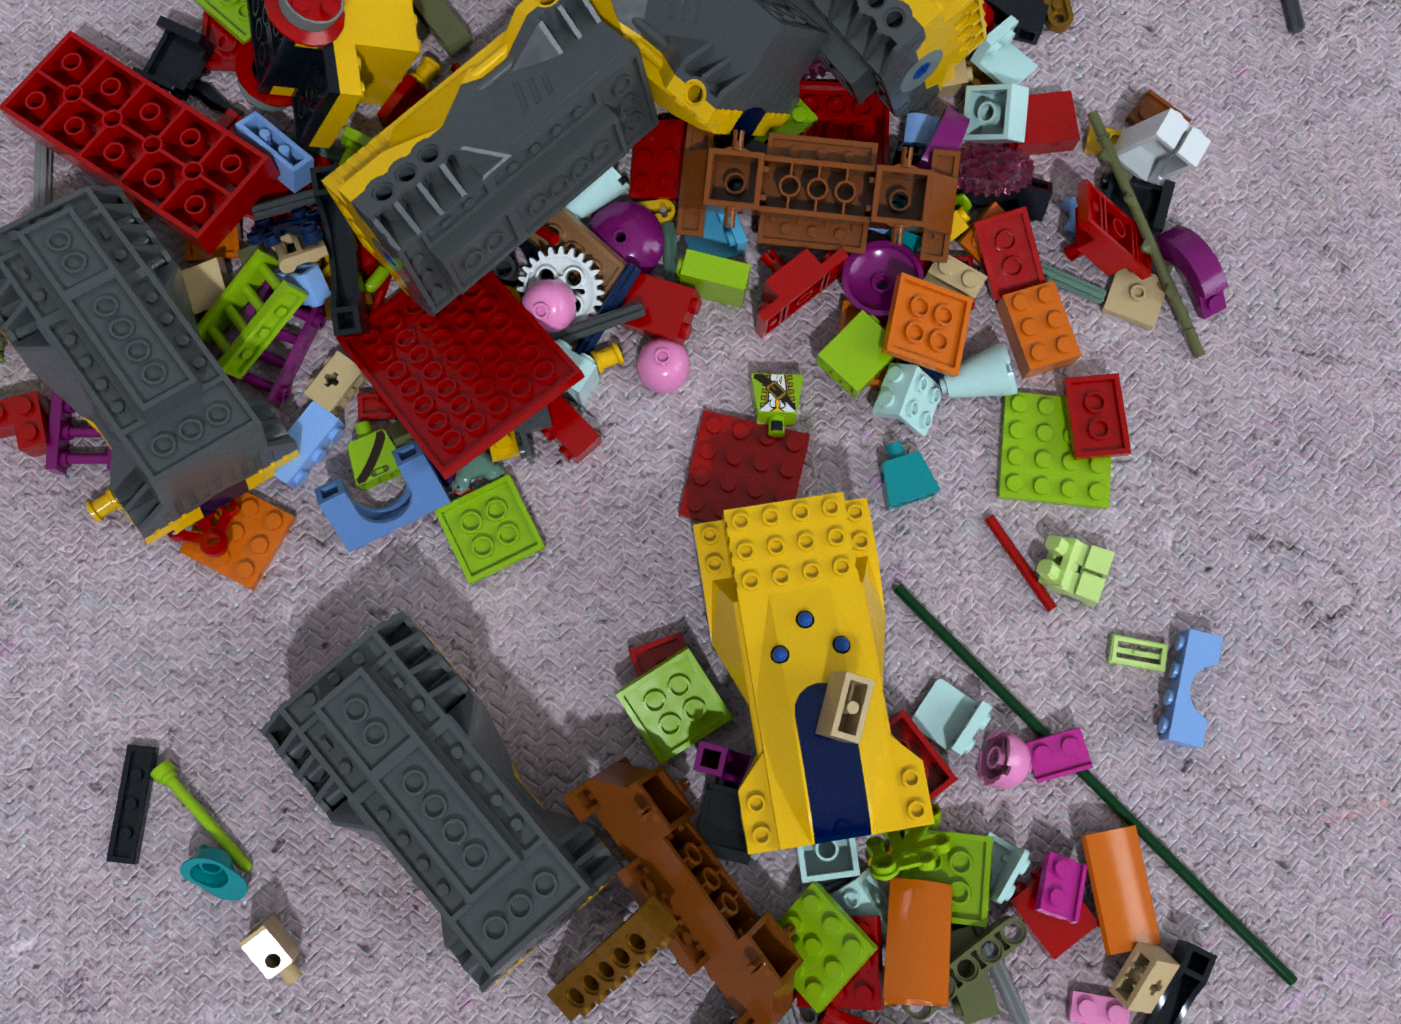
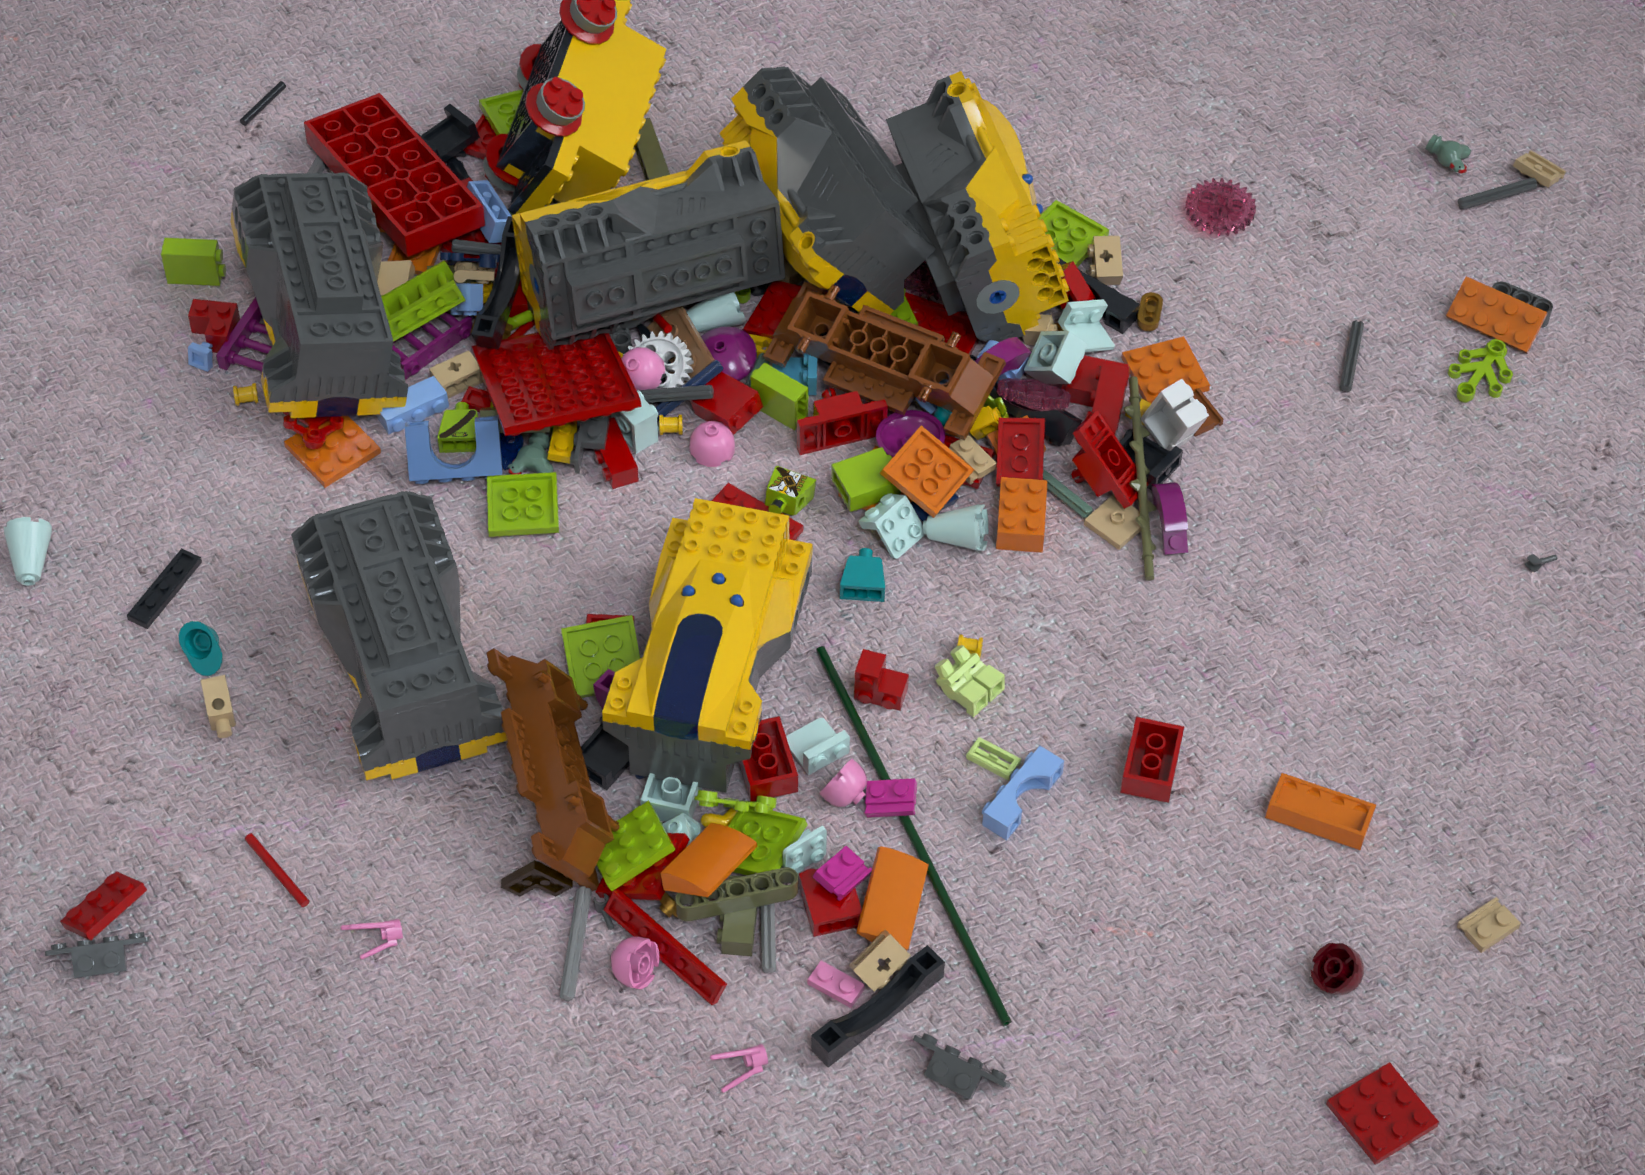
camera: 25 degrees right, 25 degrees down
(27, 472) = (200, 356): none -> light blue tile
(166, 775) = (199, 576): lime piece -> none
(613, 958) = (468, 778): pearl gold brick -> none
(845, 707) = (714, 621): tan brick -> none
(985, 613) = (877, 684): none -> red brick
(1020, 563) = (929, 667): red bar -> none
(1039, 460) = (997, 602): lime plate -> none
(1055, 522) = (971, 644): none -> yellow bush
(1073, 144) = (1110, 393): none -> red brick
(1096, 416) = (1036, 581): red plate -> none
(1103, 77) = (1163, 365): none -> orange plate
(1309, 594) = (1152, 759): none -> red brick

